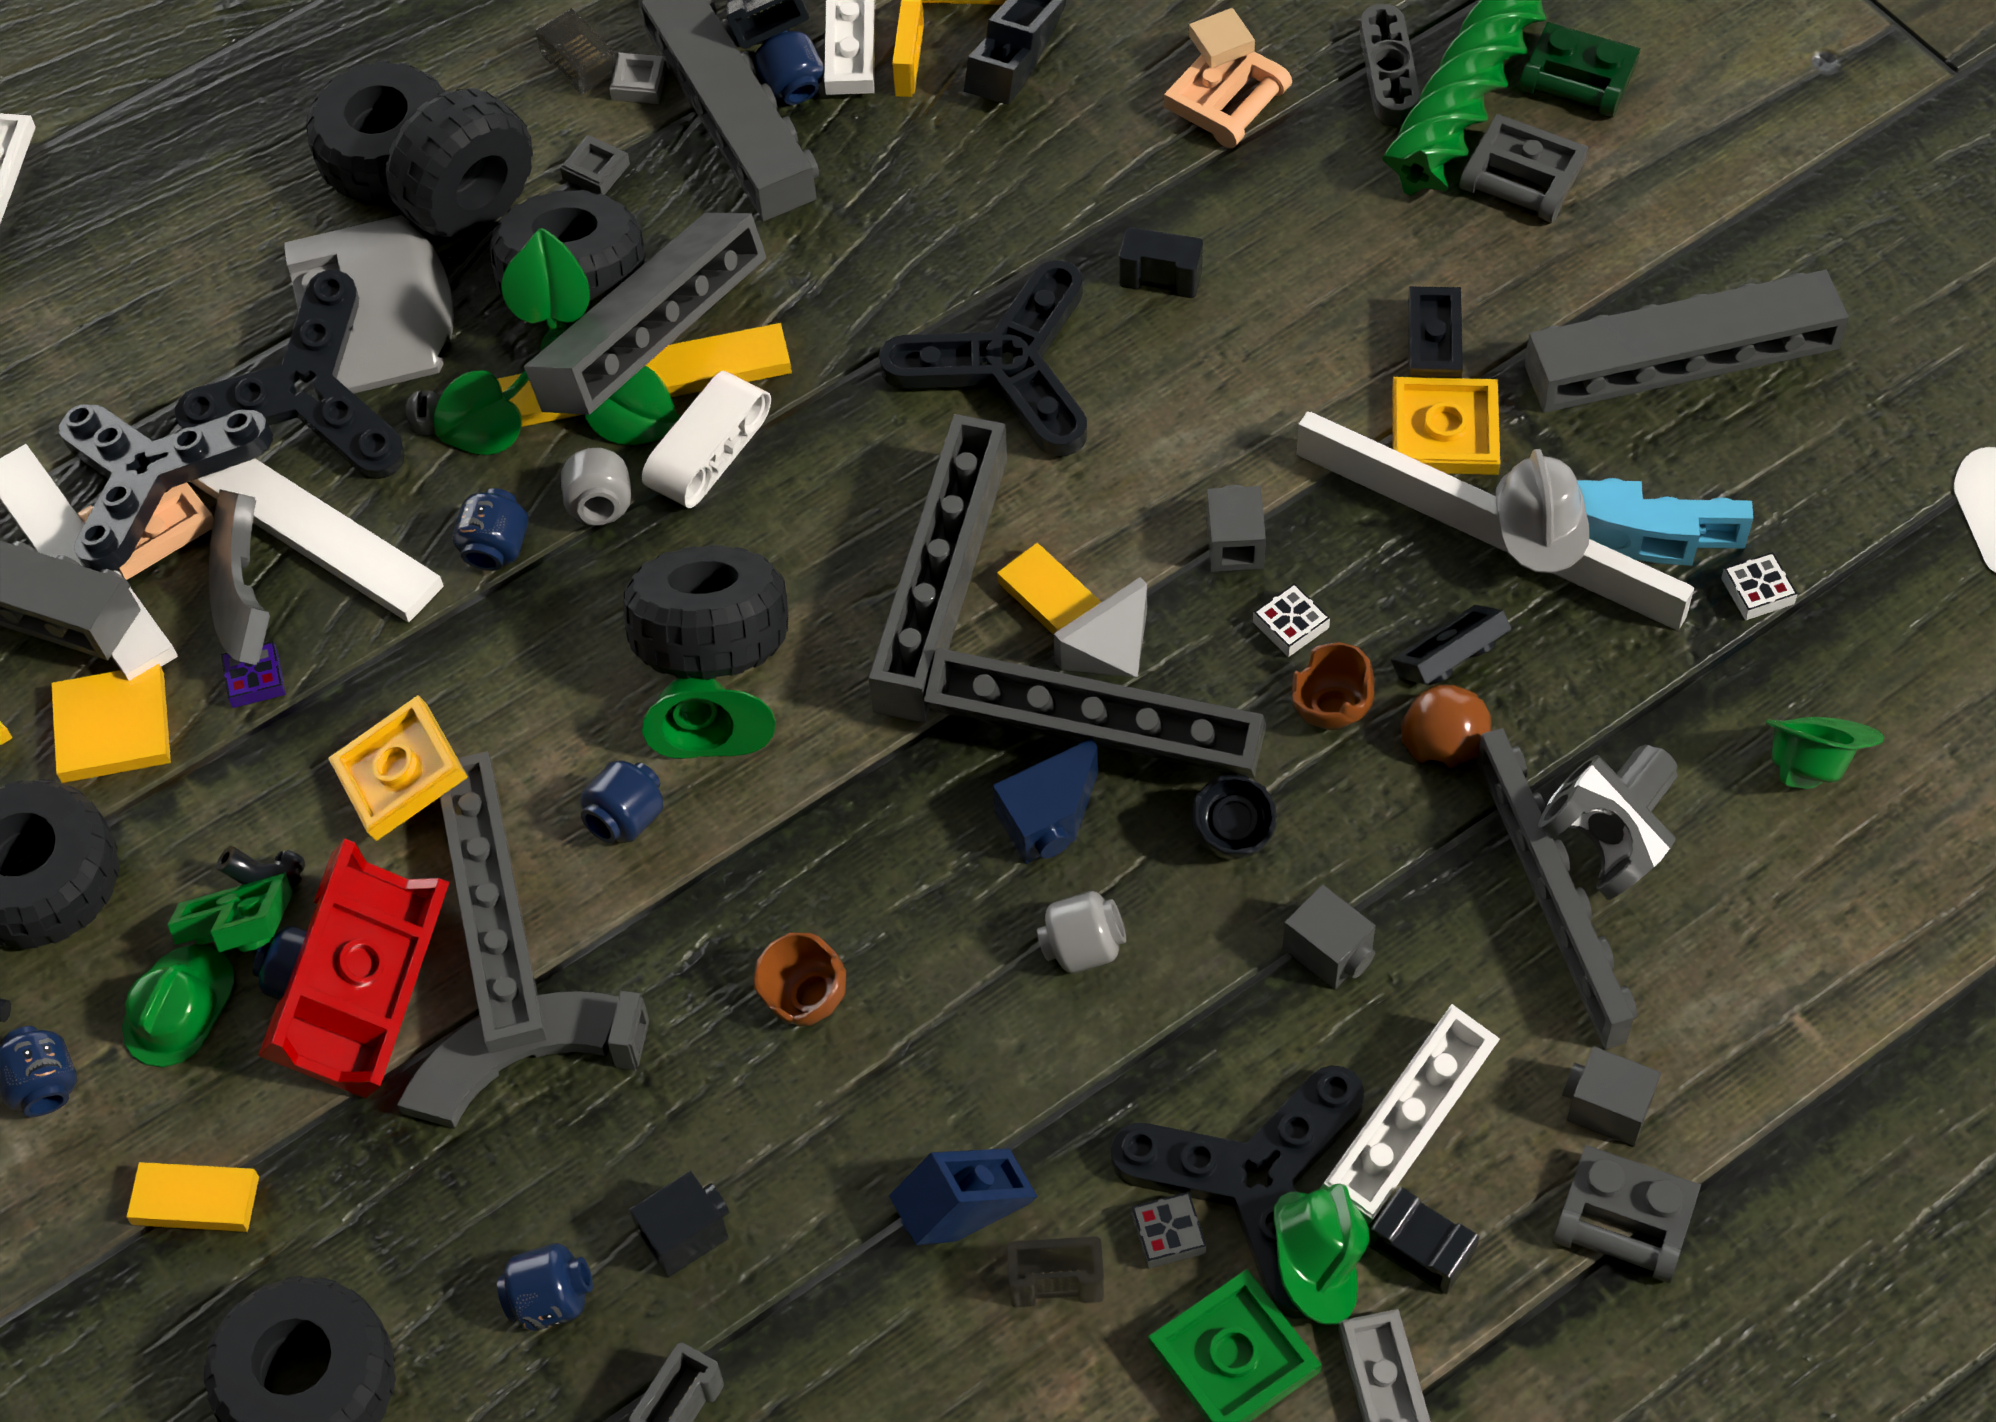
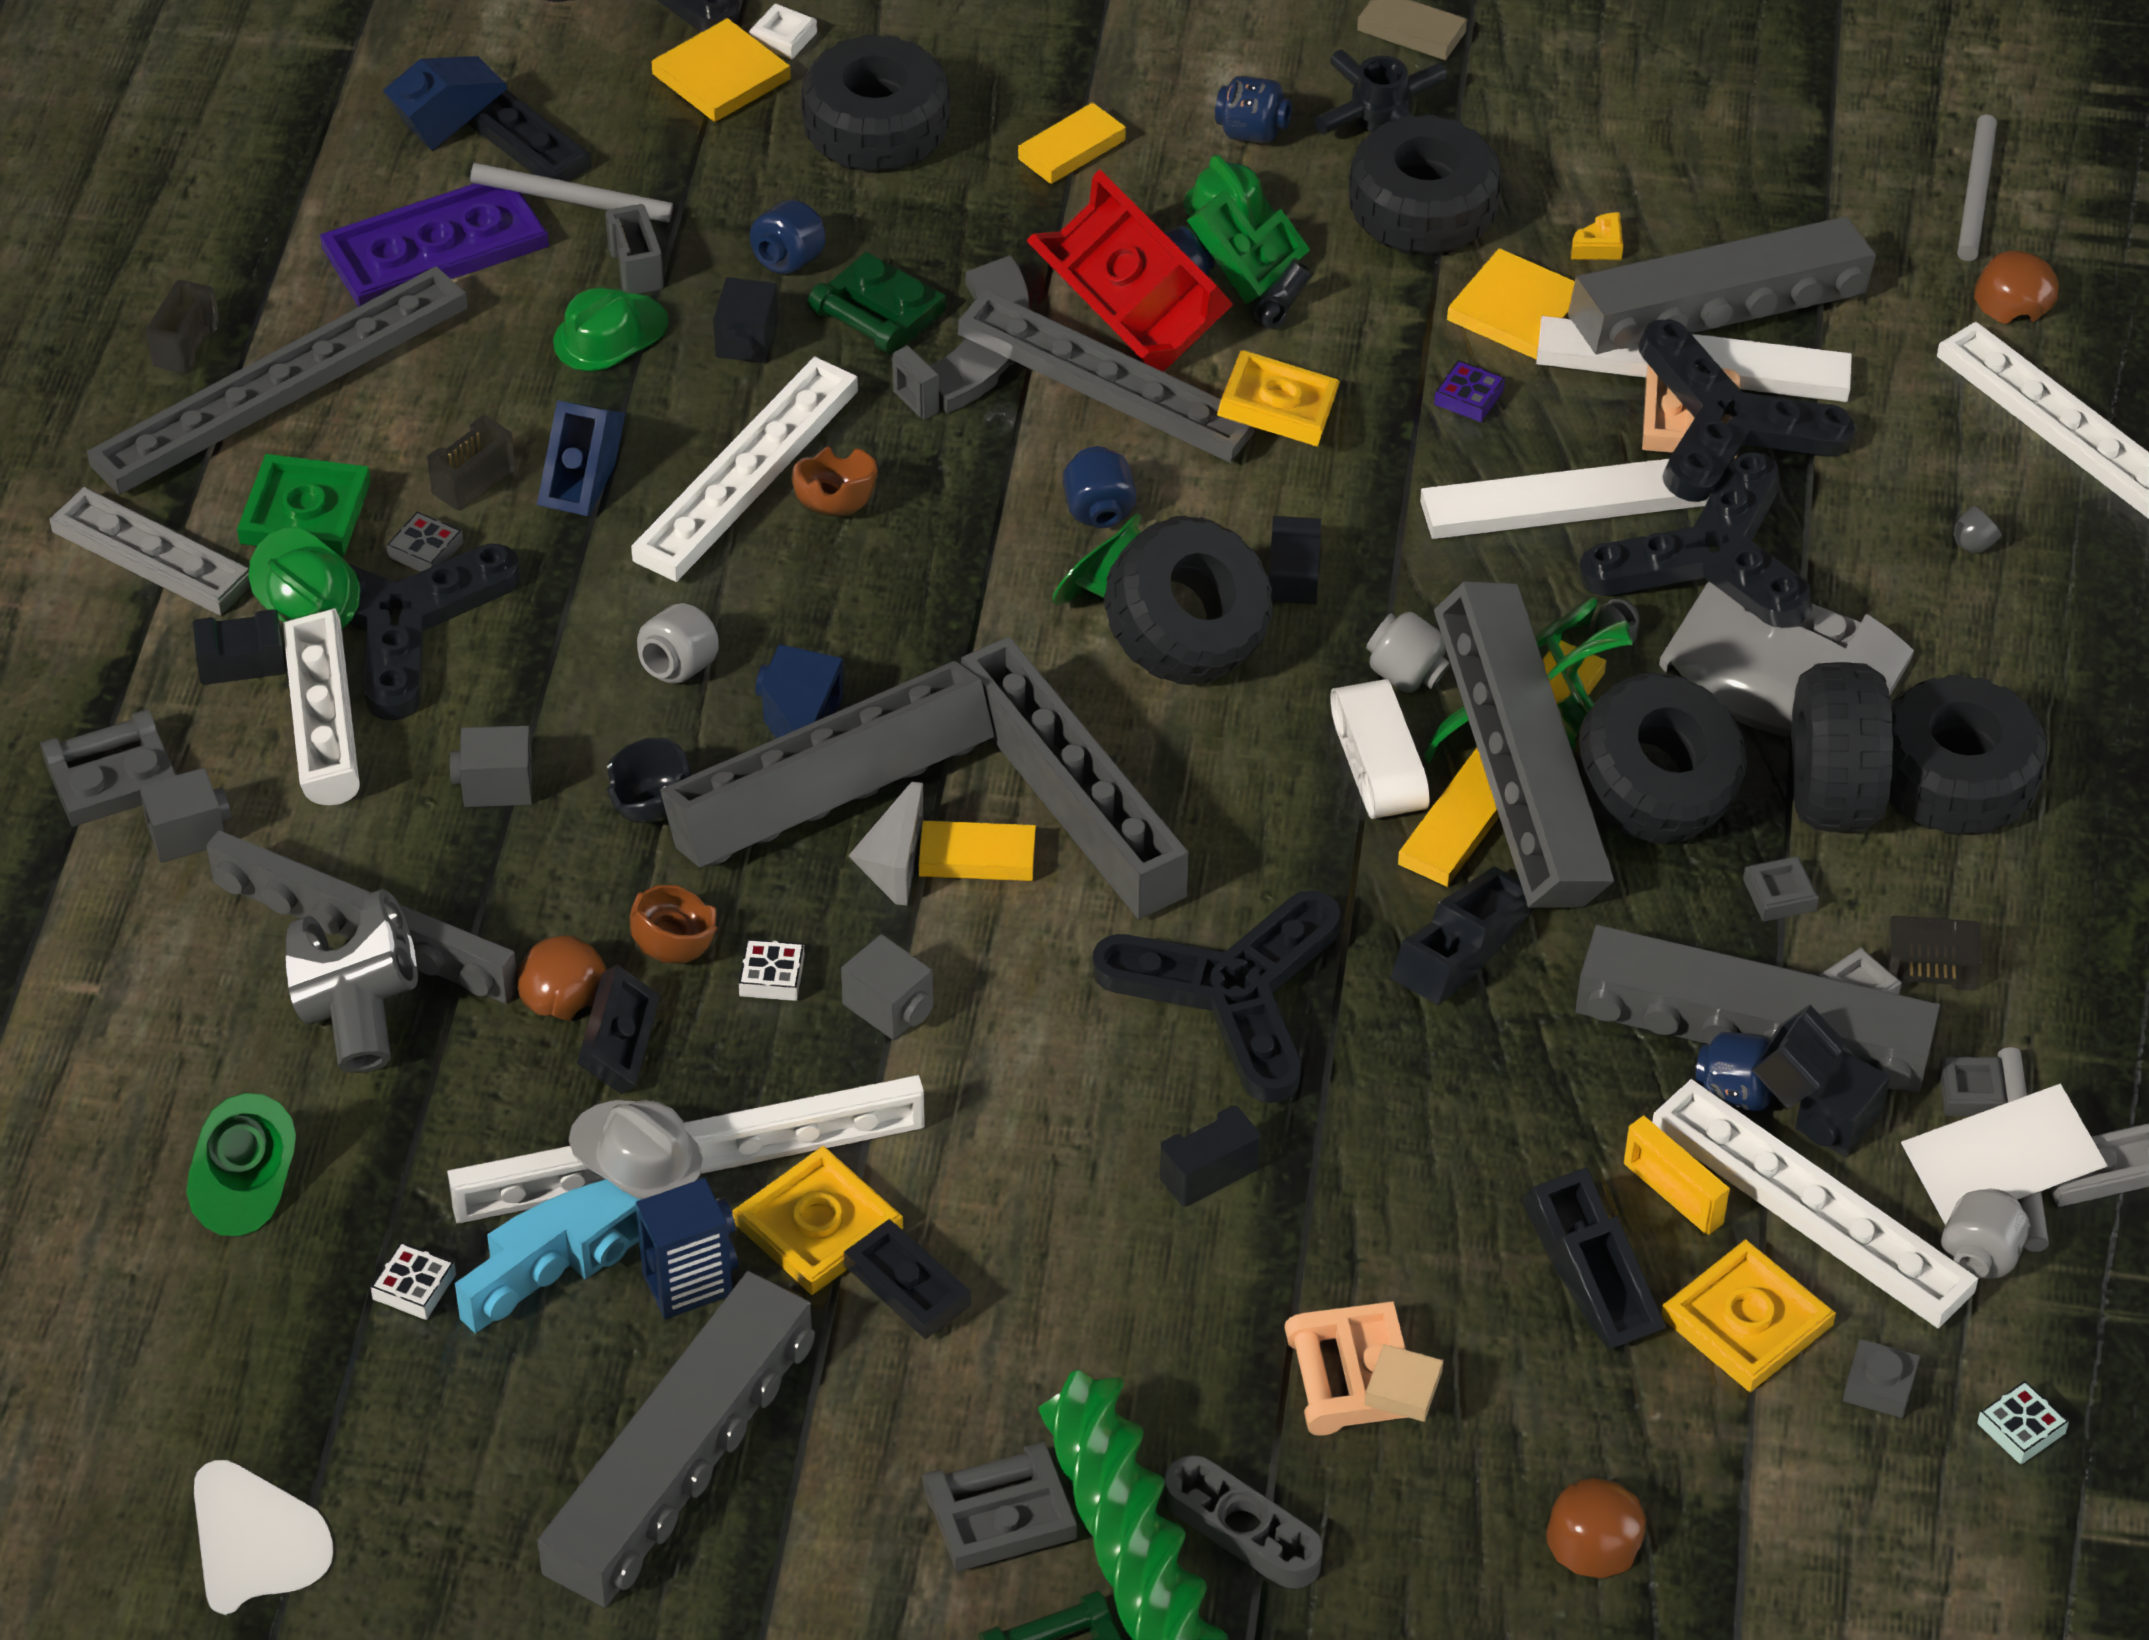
camera: 130 degrees right, 10 degrees down
(120, 277) = (1975, 531): none -> dark grey hinge
(234, 608) = (1556, 409): dark grey tile -> none
(490, 529) = (1435, 564): dark blue head -> none
(531, 1164) = (884, 292): none -> dark green plate
(565, 631) = (1295, 559): none -> black piece
(782, 1345) = (607, 327): none -> green piece
(825, 276) = (1461, 936): none -> black slope
(844, 1069) = (744, 469): none -> white plate
(1575, 420) = (686, 1247): none -> dark blue brick

